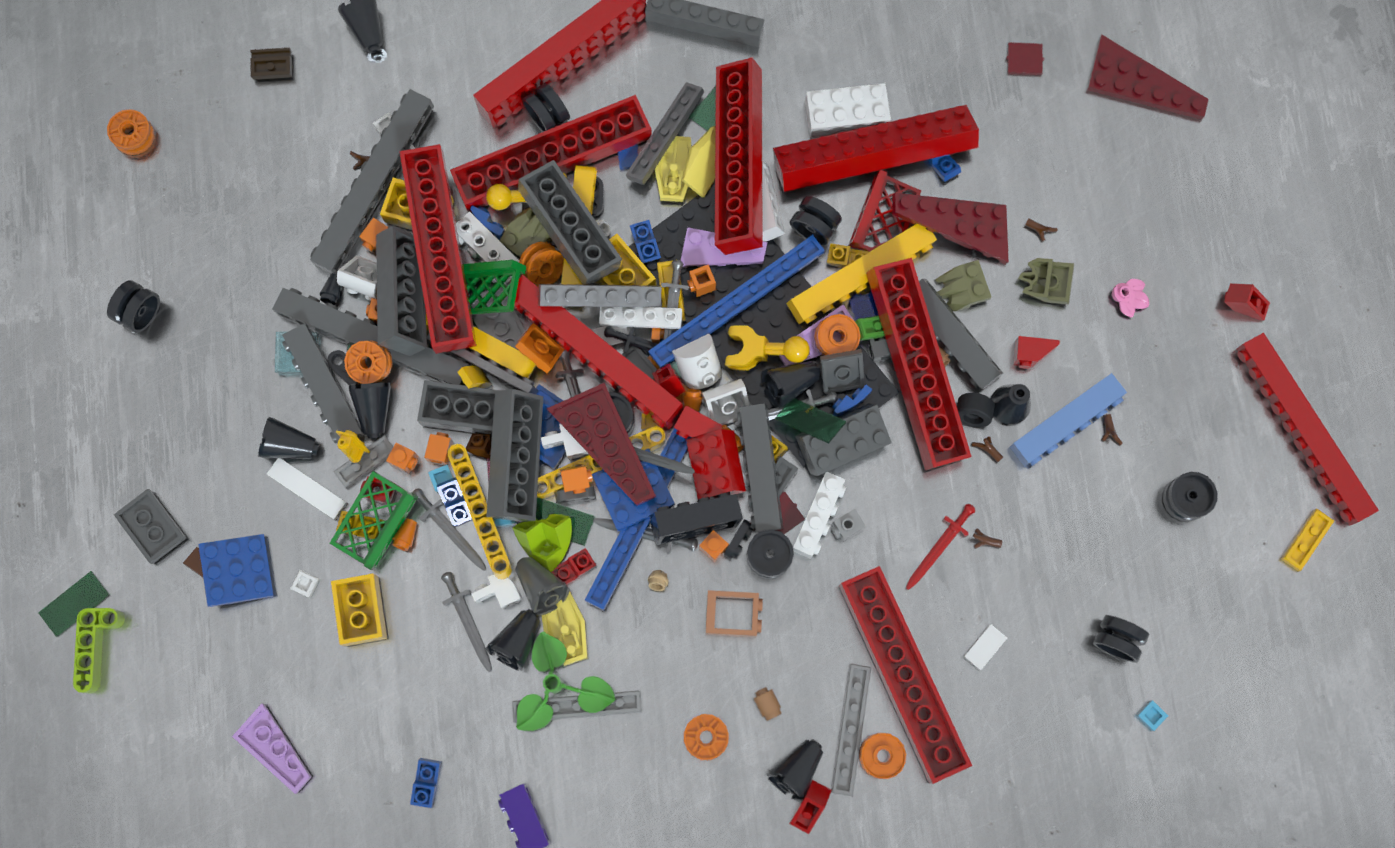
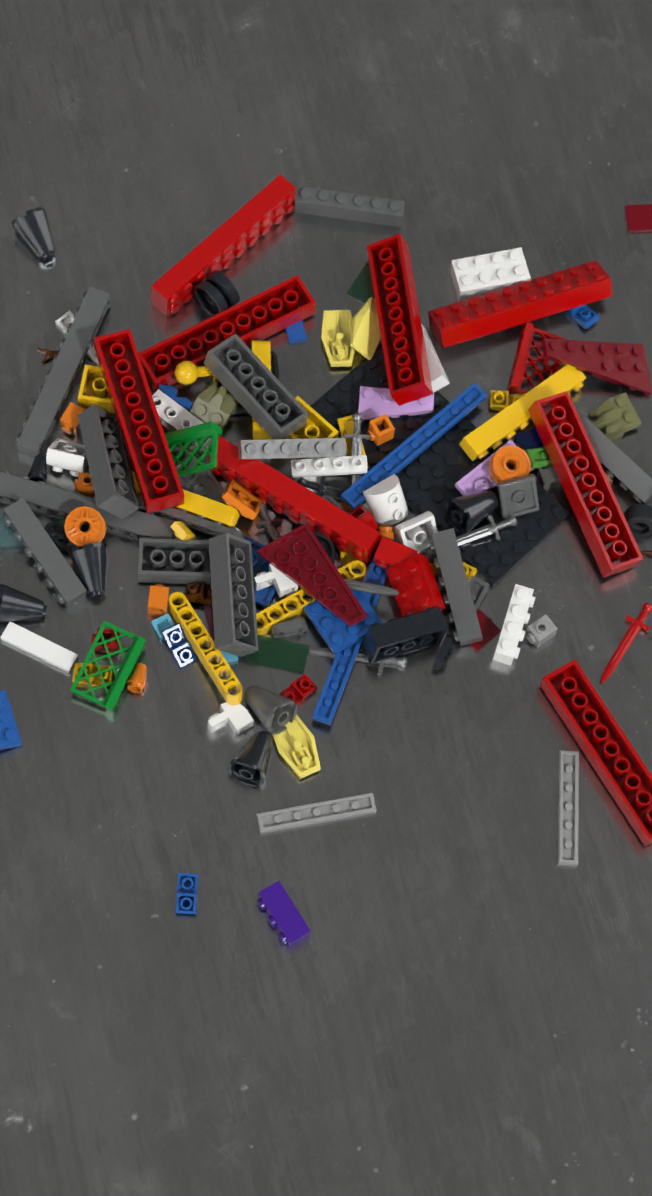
camera: 15 degrees left, 10 degrees down
(269, 745) = (38, 876): lavender wing -> none
(305, 583) = (49, 731): white tile -> none
(351, 445) = (81, 600): yellow hinge -> none
(352, 472) = (90, 618): light grey tile -> none
(358, 609) = (105, 745): yellow brick -> none
(402, 458) = (126, 611): orange brick -> none
(447, 527) = (174, 668): flat silver sword -> none
(466, 619) = (203, 746): flat silver sword -> none
(542, 263) = (234, 425): orange wheel -> none
(545, 539) = (268, 668): lime brick -> none
(550, 653) = (286, 767): bright green plant -> none
(576, 479) = (291, 610): orange brick -> none
(645, 241) = (322, 401): blue slope -> none
(657, 334) = (345, 481): orange plate -> none
(658, 580) = (375, 695): tan plate -> none
(664, 133) = (327, 307): flat silver plate -> none
(710, 618) = (447, 733): nougat window -> none
(713, 546) = (422, 660): orange brick -> none
(719, 740) = (443, 814): orange wheel -> none
(758, 348) = (439, 483): yellow piece -> none
(767, 703) = (490, 791): medium nougat brick -> none
(782, 554) = (474, 661): black wheel -> none
(797, 769) = (524, 845): black cone -> none
(810, 420) = (496, 539): clear green piece -> none
(811, 807) = (541, 876): red slope -> none
(815, 219) = (475, 367): black wheel -> none
(847, 404) = (529, 523): blue slope -> none
(859, 436) = (527, 555): dark grey brick -> none
(895, 755) = (600, 837): orange wheel -> none

